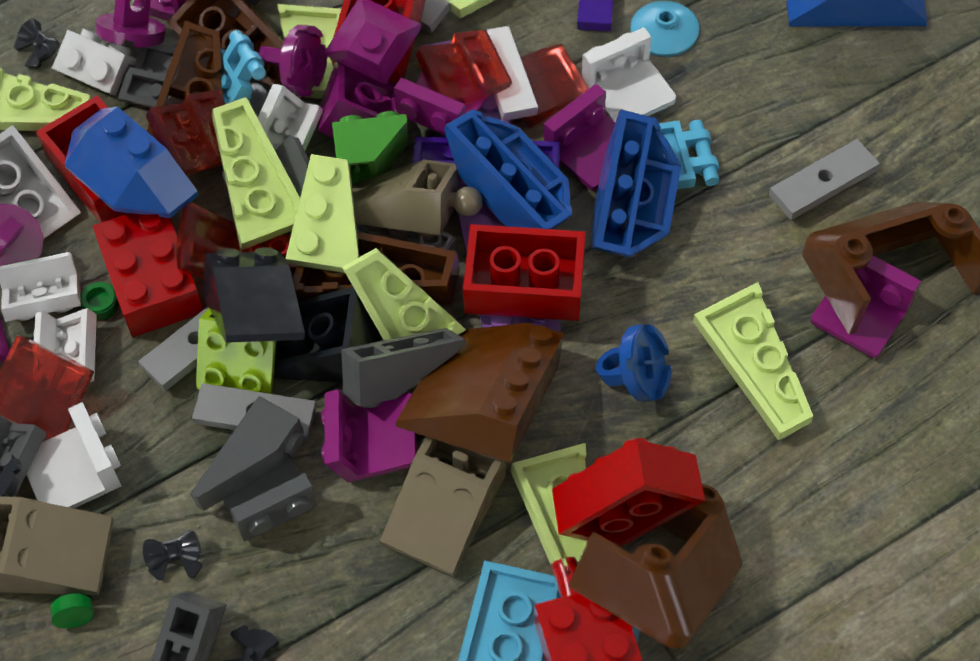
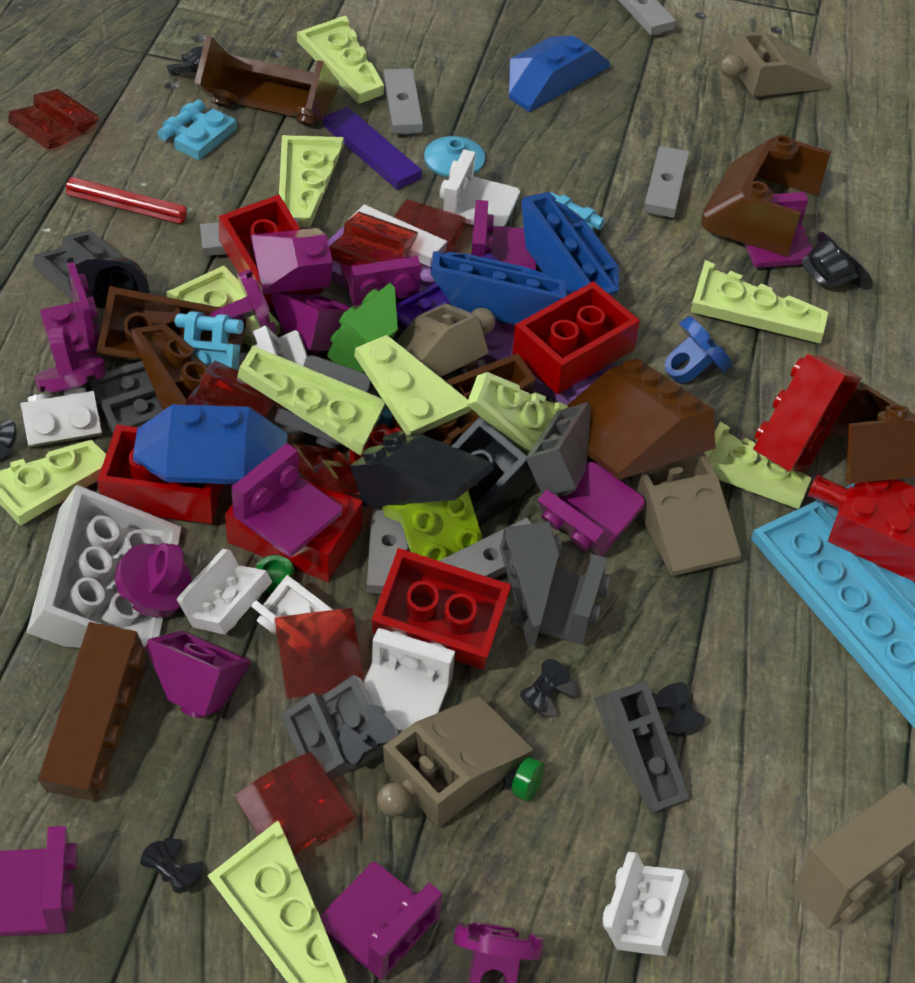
camera: 50 degrees left, 10 degrees down
(119, 247) = (282, 504): none -> magenta bracket
(150, 424) = (442, 606): none -> red brick
(872, 373) = (833, 266): none -> black piece

